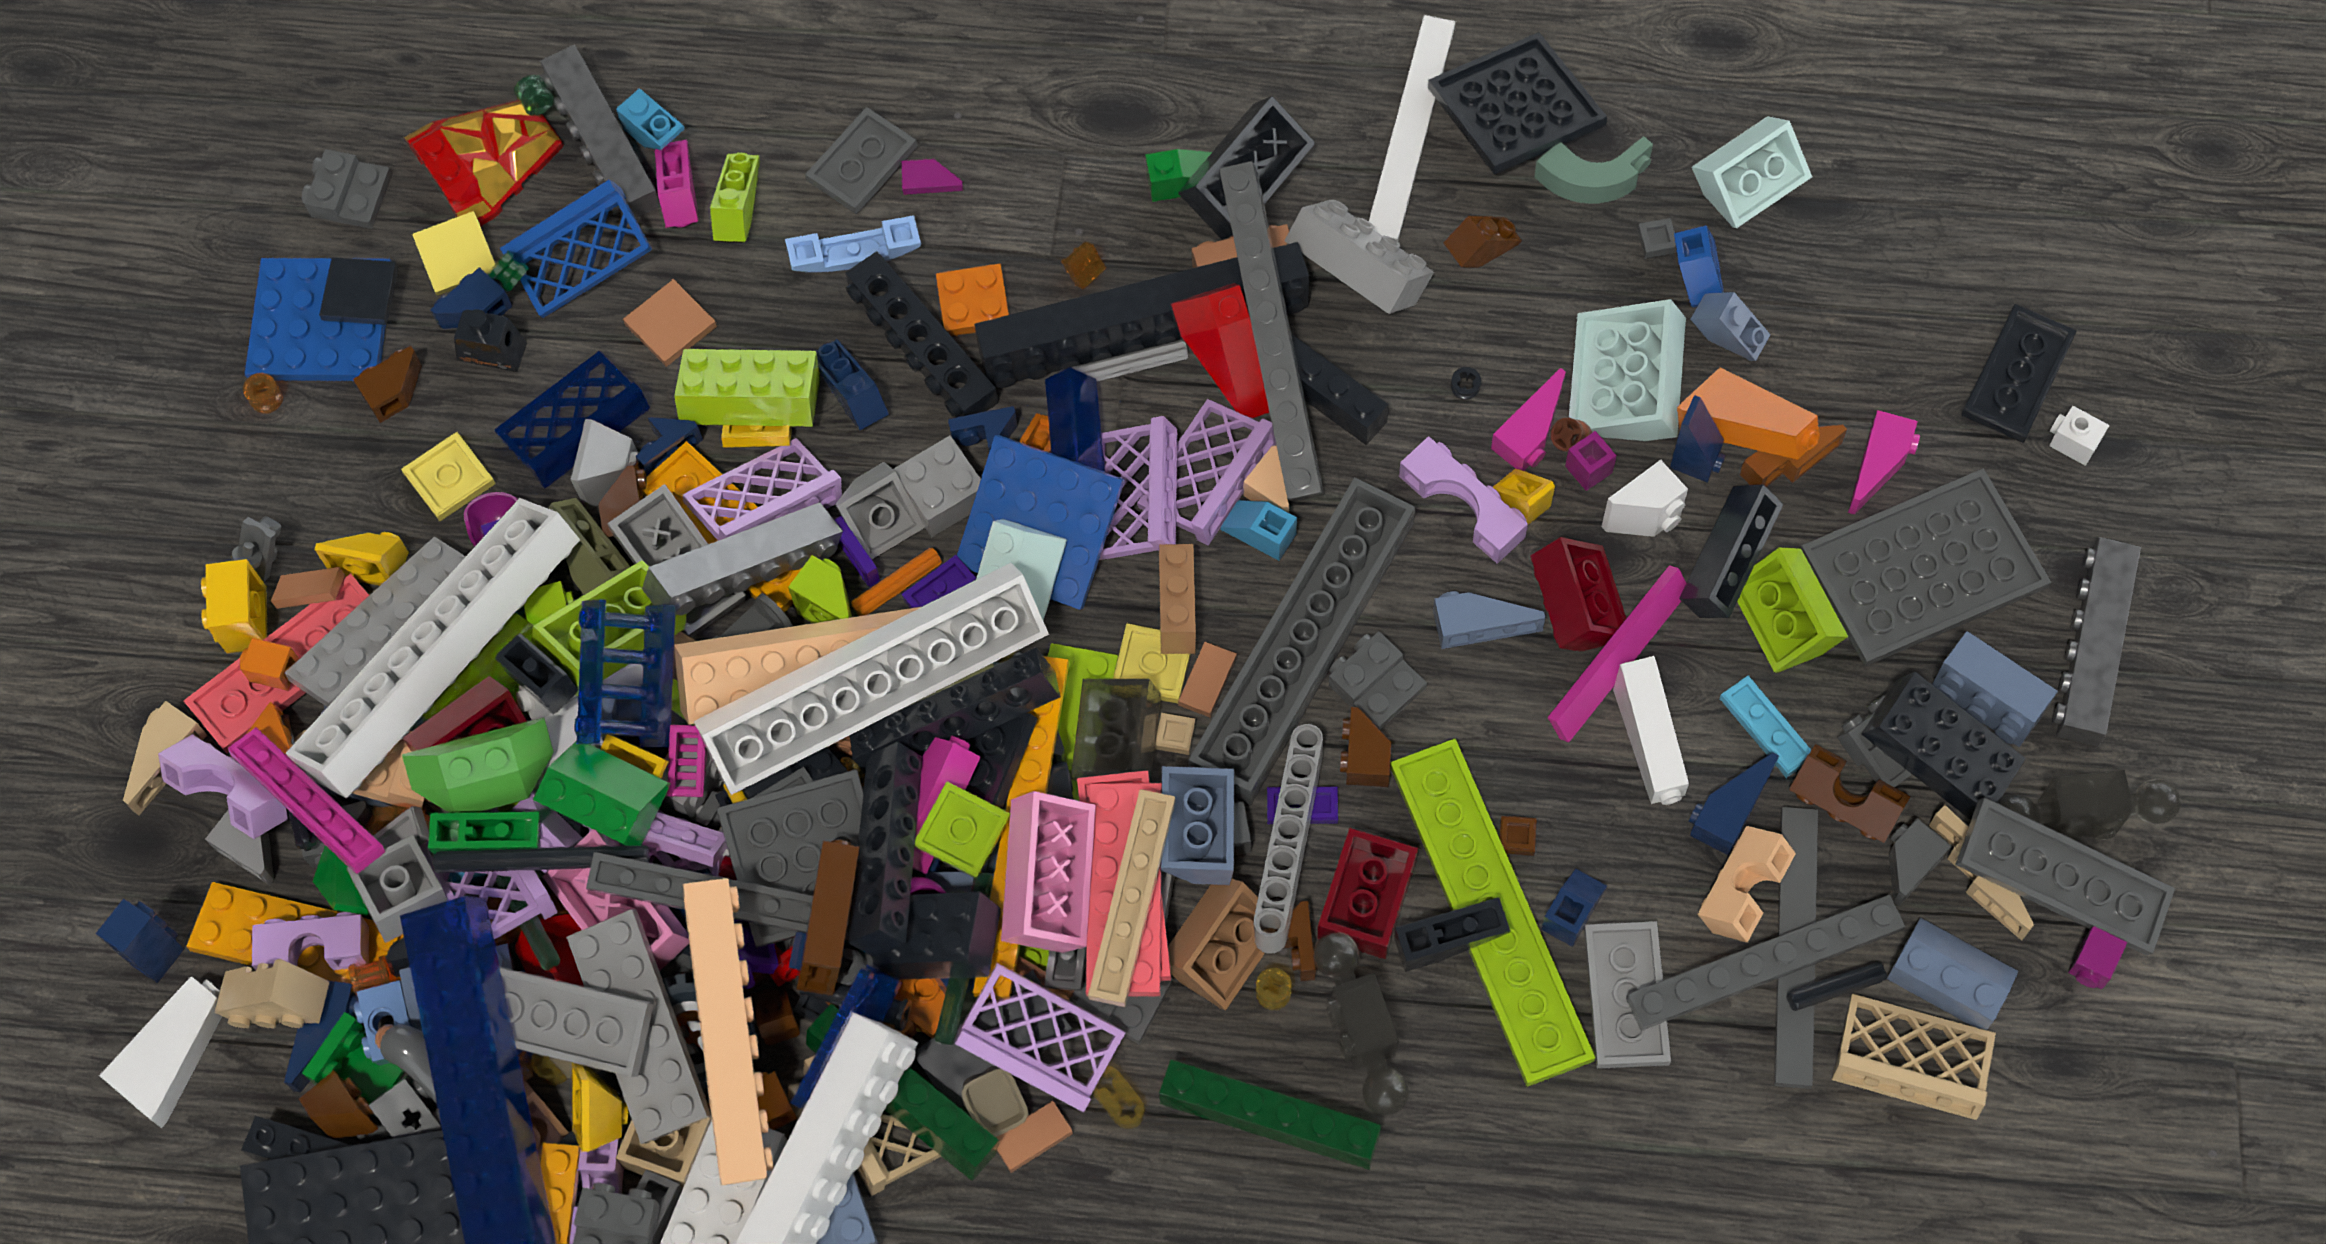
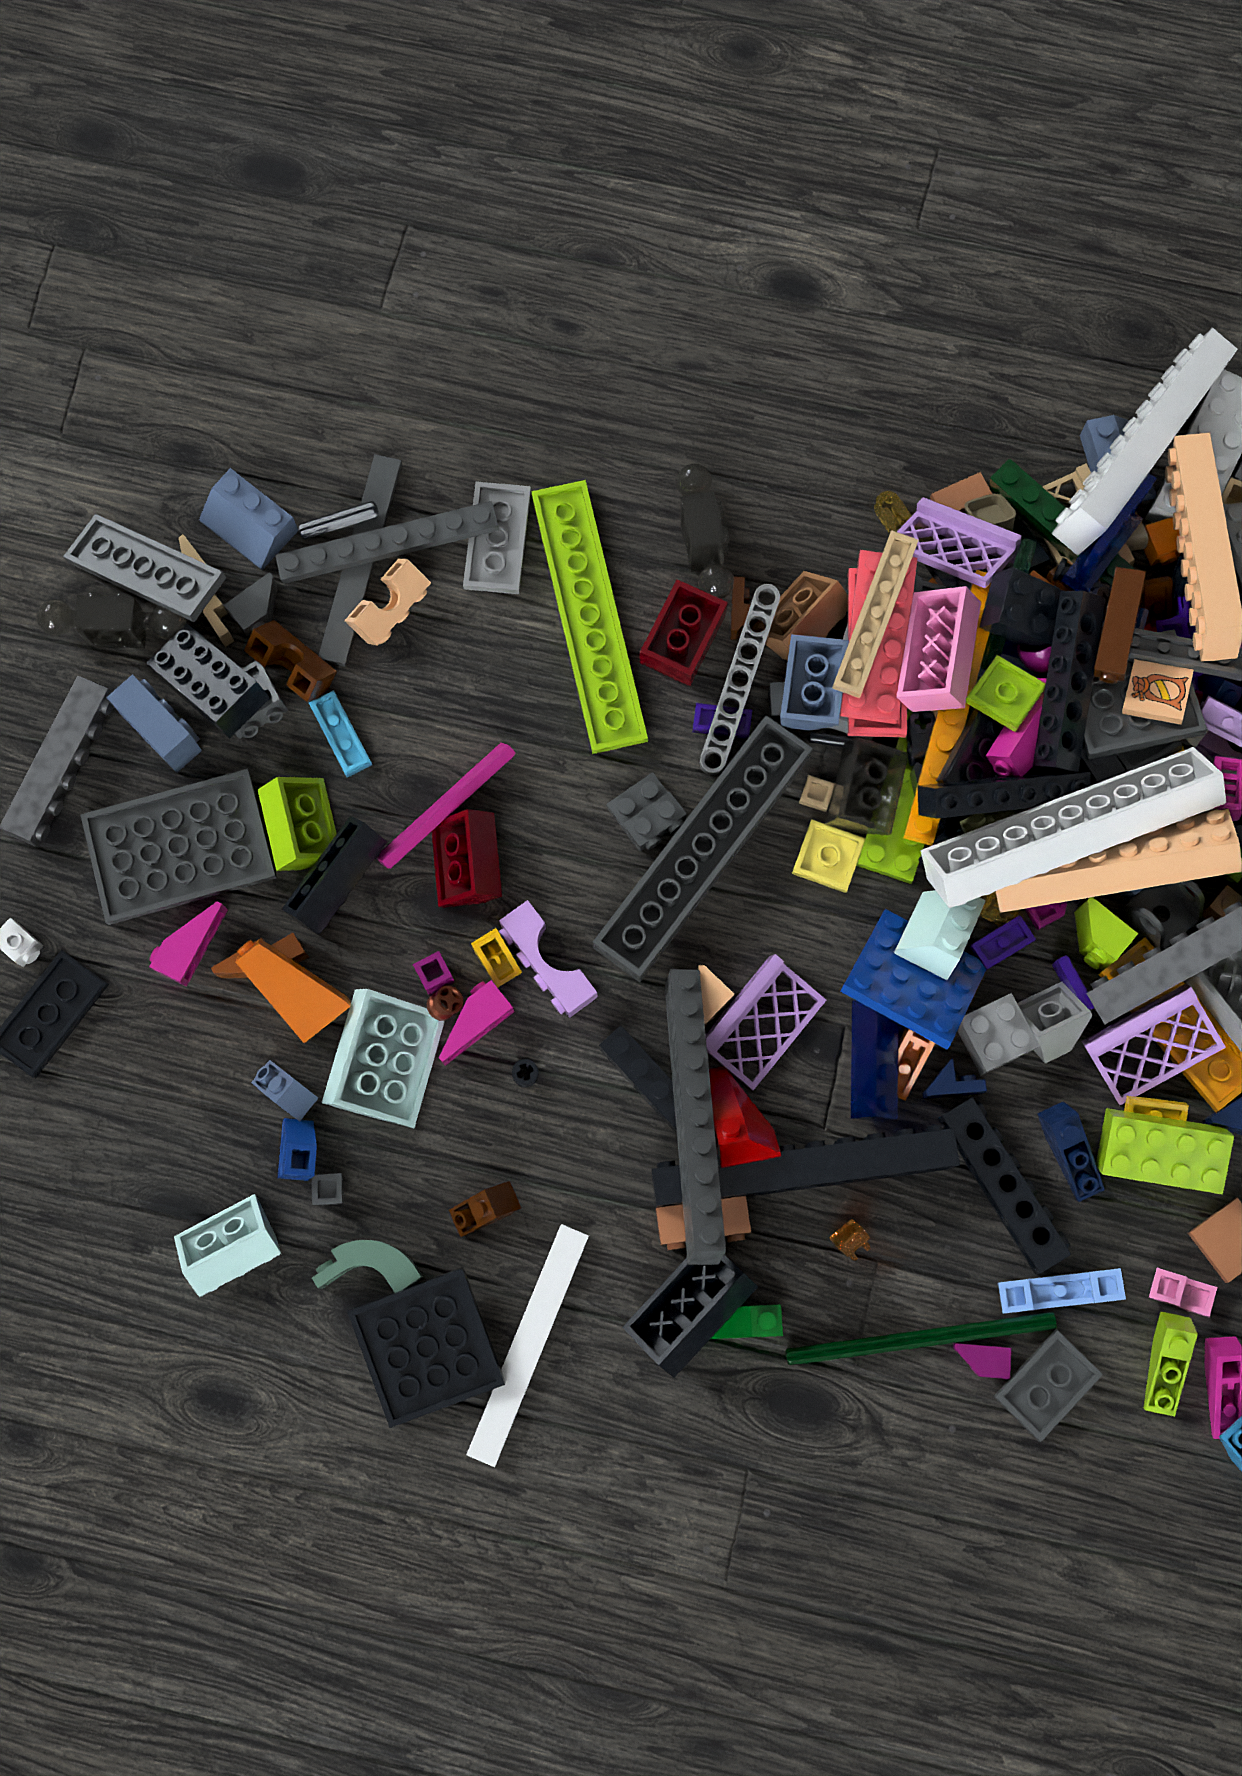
camera: 175 degrees left, 10 degrees up
(719, 267) = (1183, 1292): none -> bright pink slope
(777, 851) = (1157, 691): none -> light nougat tile
(896, 582) = (1038, 956): orange axle -> none
(971, 297) = (953, 1222): orange plate -> none
(999, 186) = (920, 1338): none -> dark green axle
(1135, 361) = (829, 1134): light grey axle -> none
(1160, 481) = (804, 1006): lavender fence -> none
(1177, 599) = (804, 897): medium nougat brick -> none
(1207, 679) = (785, 834): nougat tile -> none
(1261, 526) = (725, 956): dark azure slope -> none
(1269, 1114) = (782, 482): dark green brick -> none
(1274, 997) = (761, 569): clear yellow wheel -> none
(1360, 255) = (600, 1197): light grey brick -> none
(1368, 752) = (664, 749): reddish brown slope -> none
(1450, 933) = (626, 589): black slope -> none
(1476, 619) = (559, 851): sand blue slope -> none
(1518, 835) = (556, 673): reddish brown tile -> none
(1573, 907) = (524, 604): dark blue slope -> none
(1646, 503) = (395, 923): white slope -> none
(1651, 730) = (434, 732): white slope -> none
(1698, 444) = (341, 970): dark blue slope -> none
(1729, 807) = (385, 666): dark blue slope -> none
(1908, 1084) = (304, 445): tan fence -> none
(2097, 958) = (138, 513): magenta brick -> none

